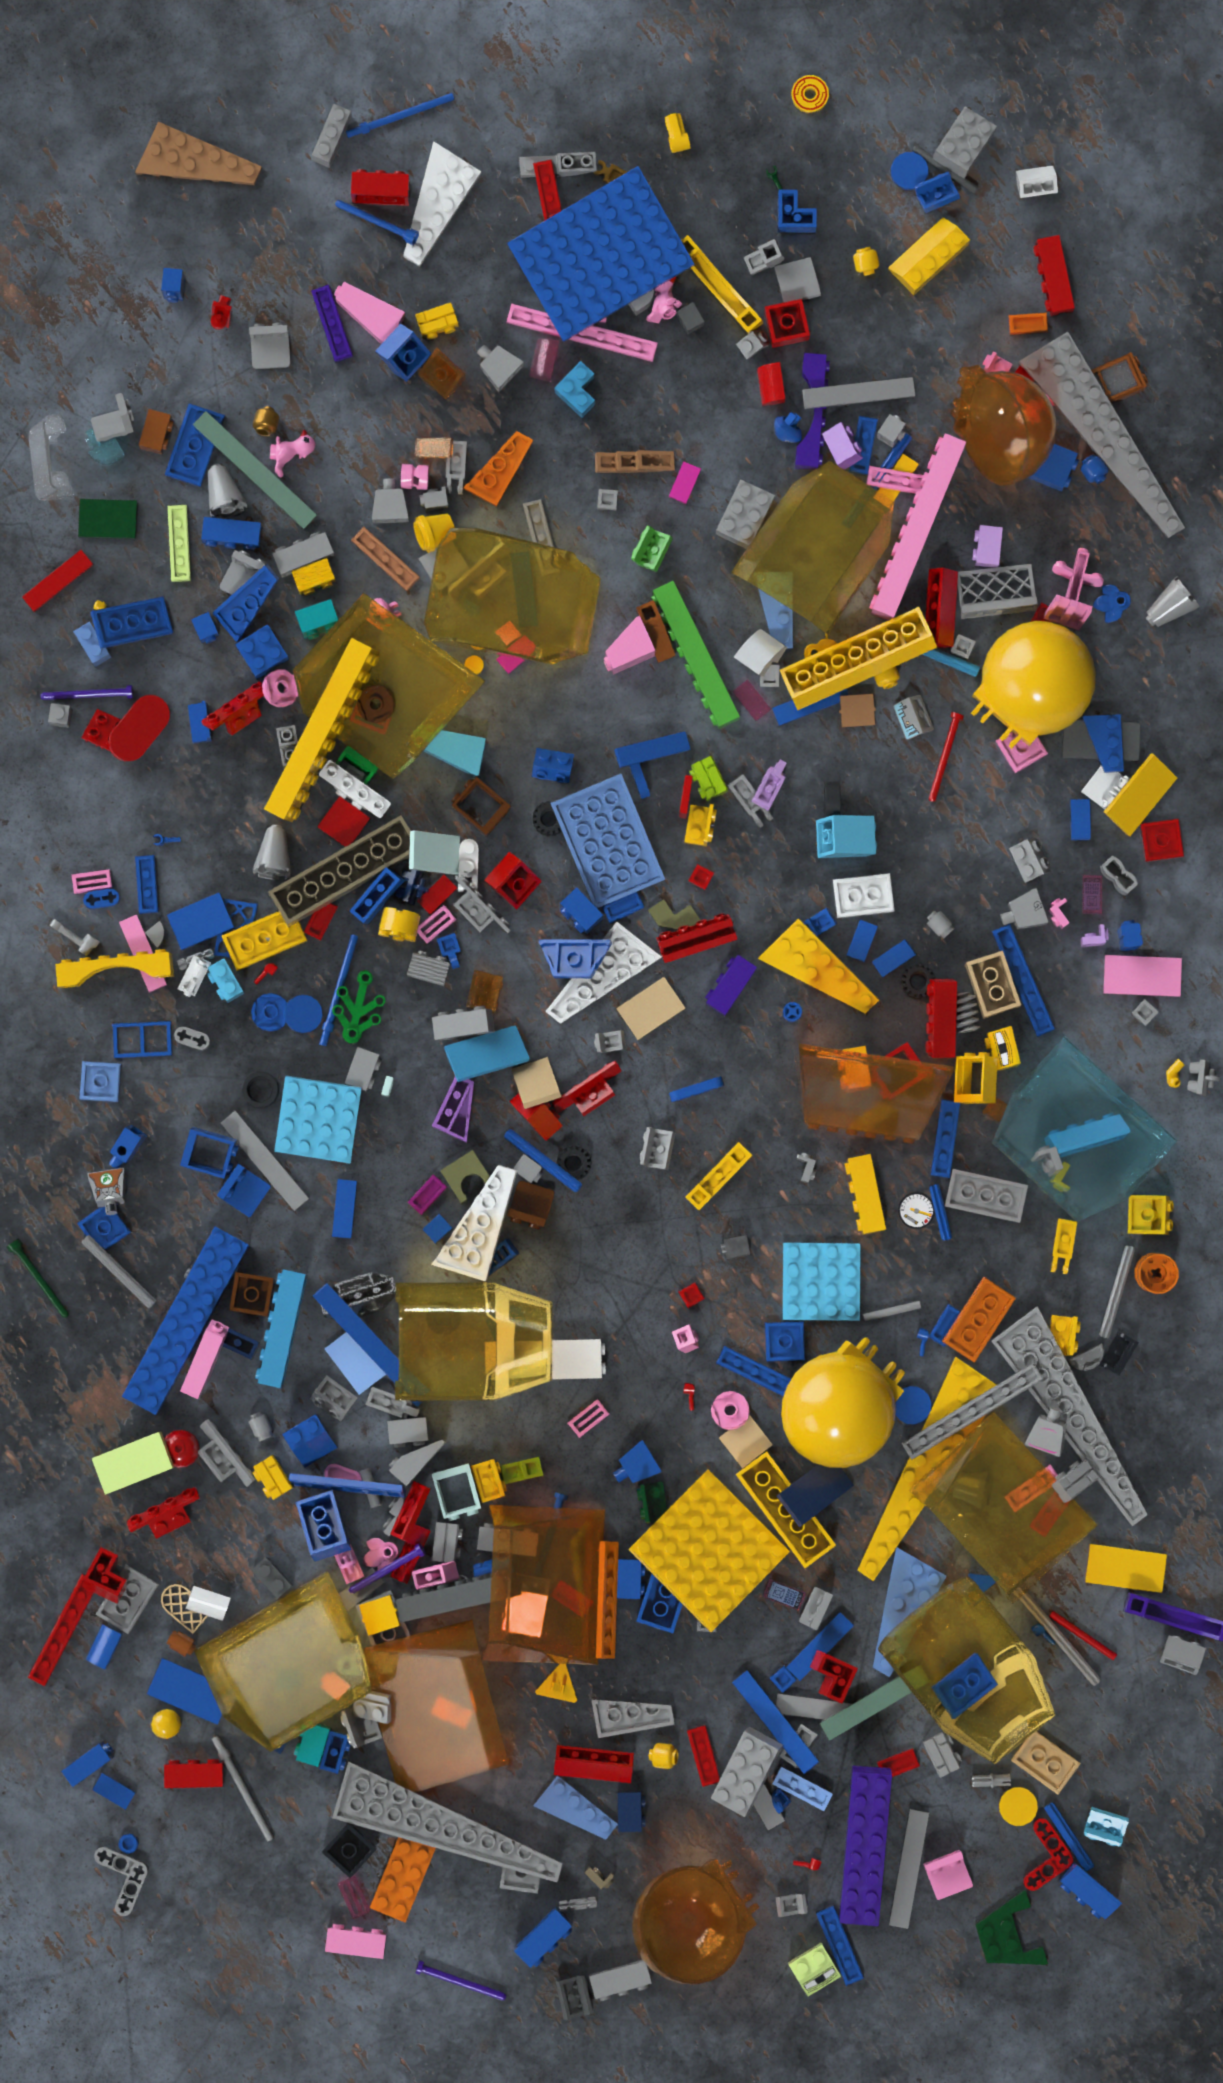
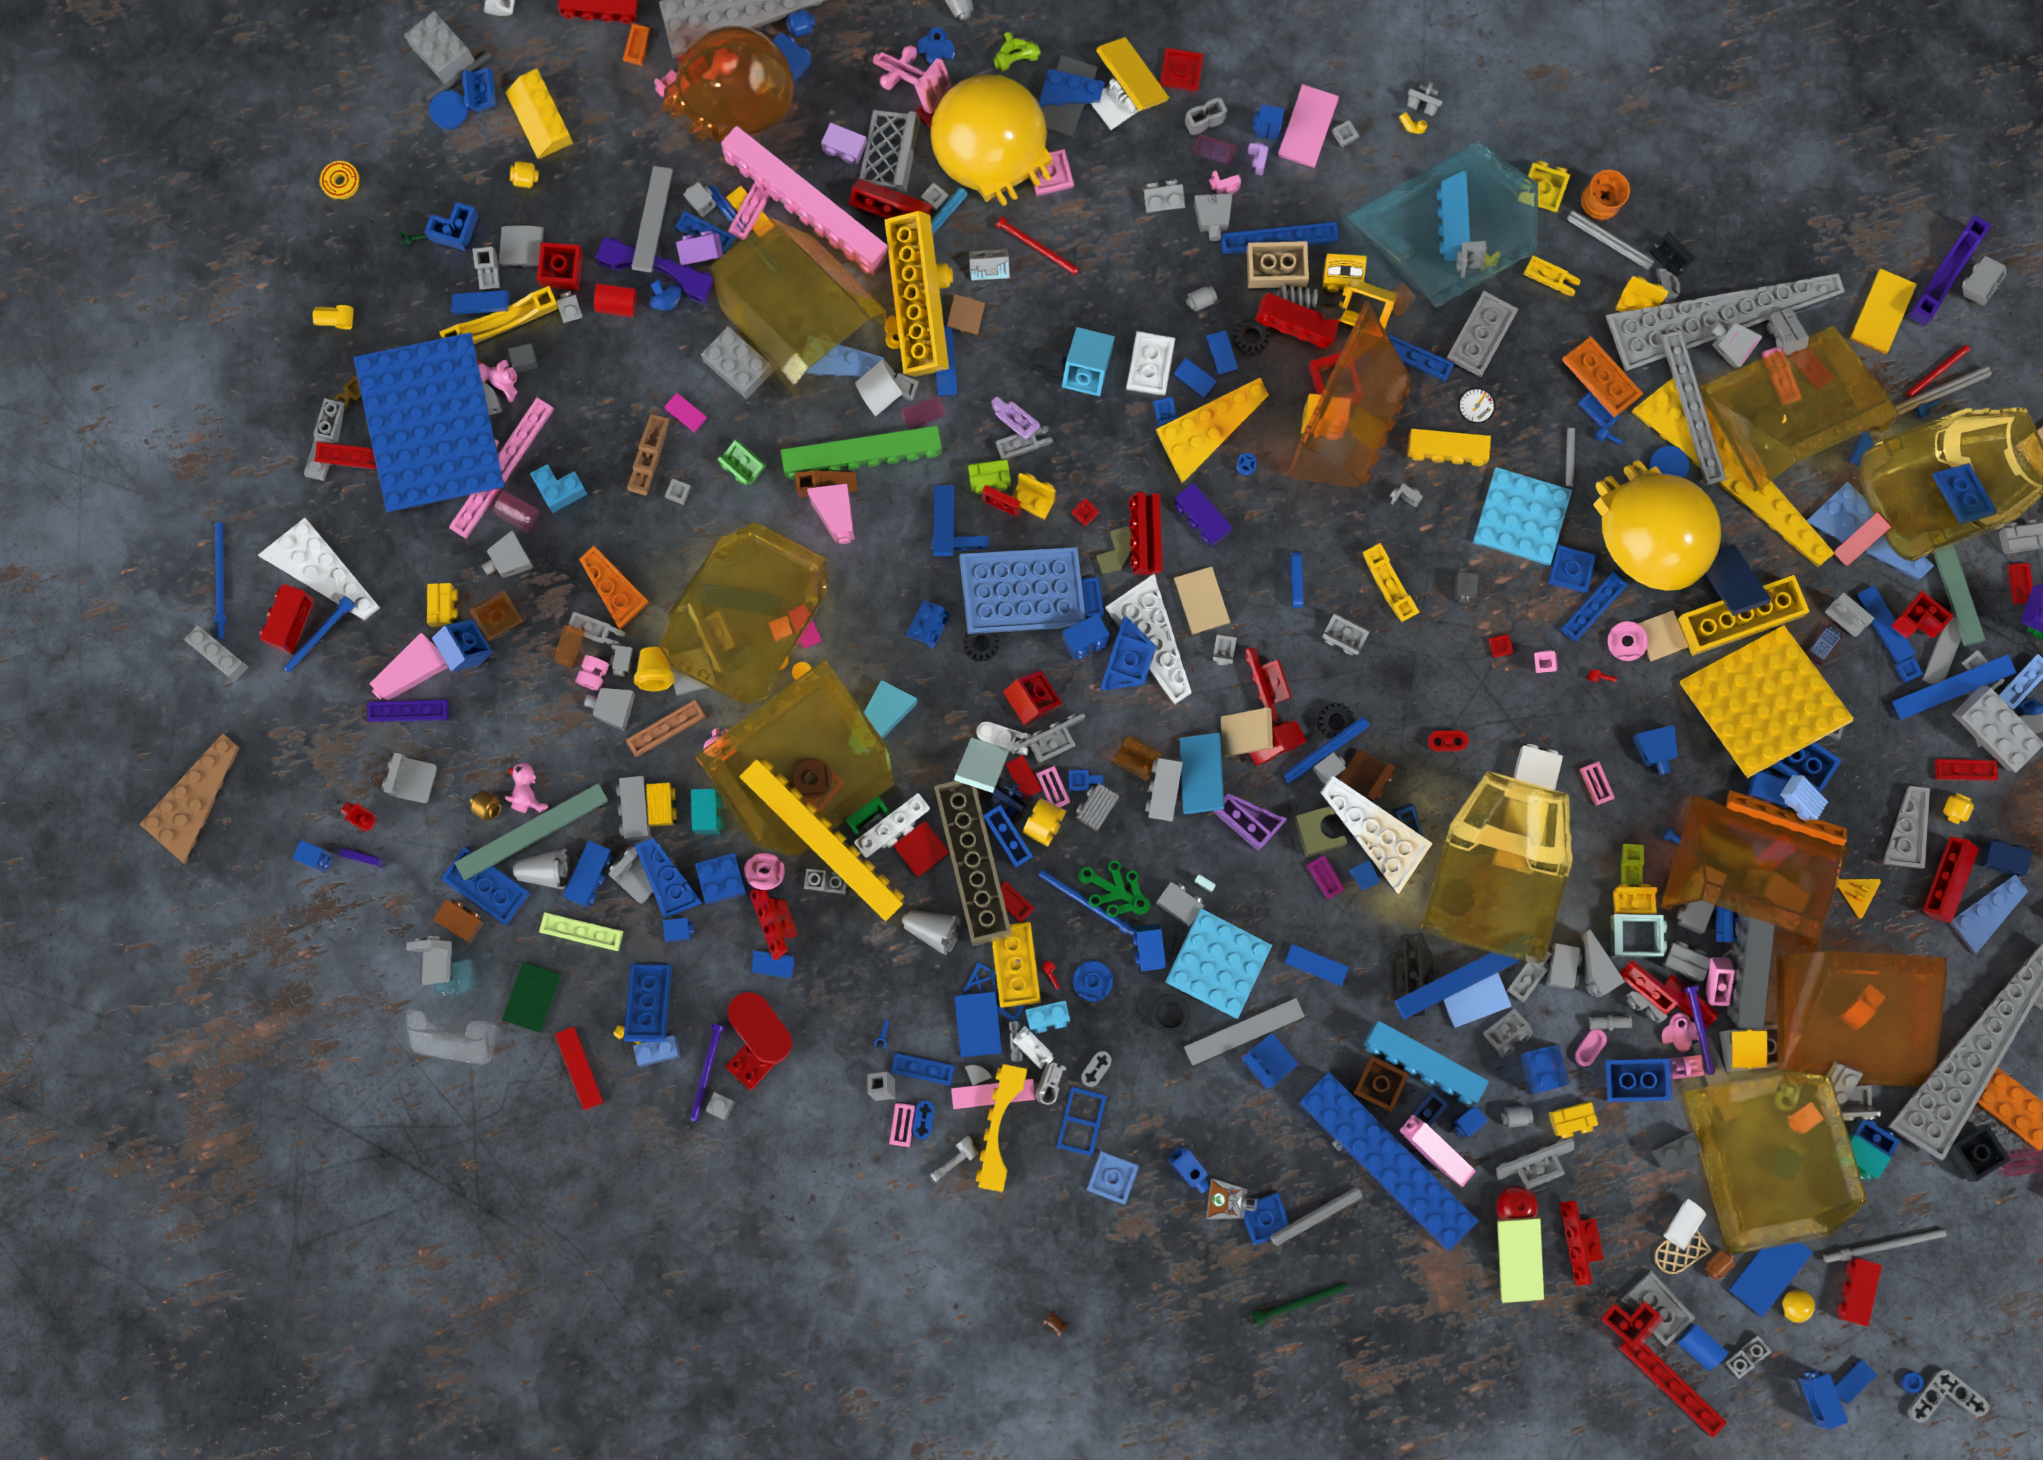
camera: 70 degrees left, 5 degrees down
(108, 1690) = (1748, 1356): none -> light grey slope
(119, 851) = (881, 1086): none -> light grey brick
(171, 1000) = (1049, 1078): none -> light grey piece
(186, 327) = (362, 858): none -> dark purple tile
(190, 1146) = (1241, 1071): blue window -> none
(240, 1382) = (1468, 1122): none -> blue brick
(303, 1013) = (1105, 947): blue tile -> none
(314, 1053) = (1150, 947): none -> blue brick
(347, 1485) = (1604, 1044): blue tile -> none
(494, 820) = (964, 694): reddish brown window -> none
(537, 522) = (677, 567): light grey tile -> none
(584, 1271) = (1447, 741): none -> red plate
(627, 1607) = (1803, 798): none -> light blue brick
(653, 1501) = (1700, 744): dark green bracket -> none
(730, 262) = (480, 302): none -> blue tile
(892, 1601) = (1862, 538): none -> tile
(940, 1212) = (1486, 382): blue axle -> none
(960, 1046) = (1330, 311): none -> clear smoke slope
(1080, 819) = (1138, 137): blue slope -> none
(1118, 670) = (1004, 59): none -> lime piece

